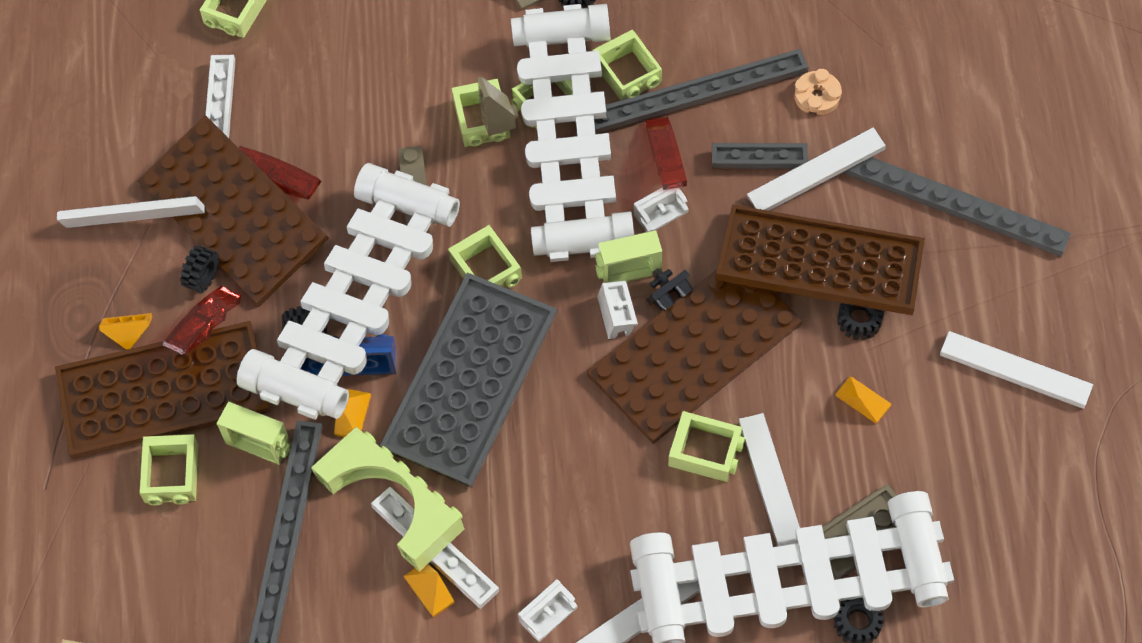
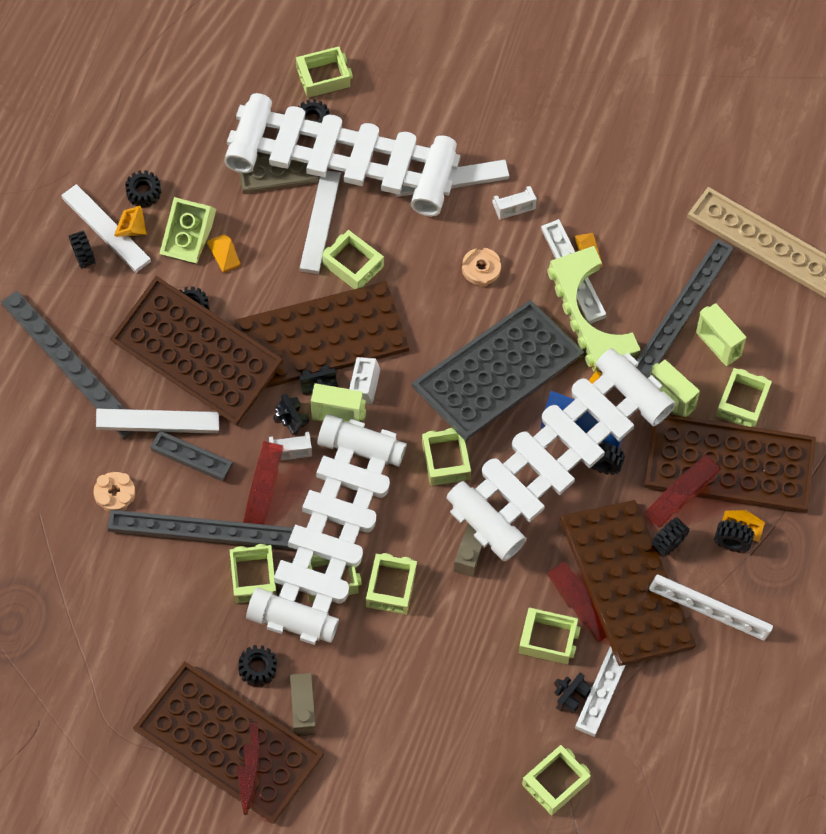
camera: 160 degrees left, 0 degrees up
(128, 297) = (734, 536): none -> black tyre
(220, 527) = (720, 334): none -> yellowish green window
(254, 85) = (577, 686): none -> black hips
(291, 110) = (551, 619): none -> yellowish green window
(495, 108) = (384, 549): dark tan slope -> none
(549, 521) = (478, 276): none -> light nougat plate
(686, 247) = (287, 414): none -> black hips
(920, 404) = (187, 230): none -> yellowish green slope
(988, 380) = (131, 223): none -> light orange slope
(1004, 419) = (143, 179): none -> black tyre
(1021, 318) = (82, 249): none -> black tyre

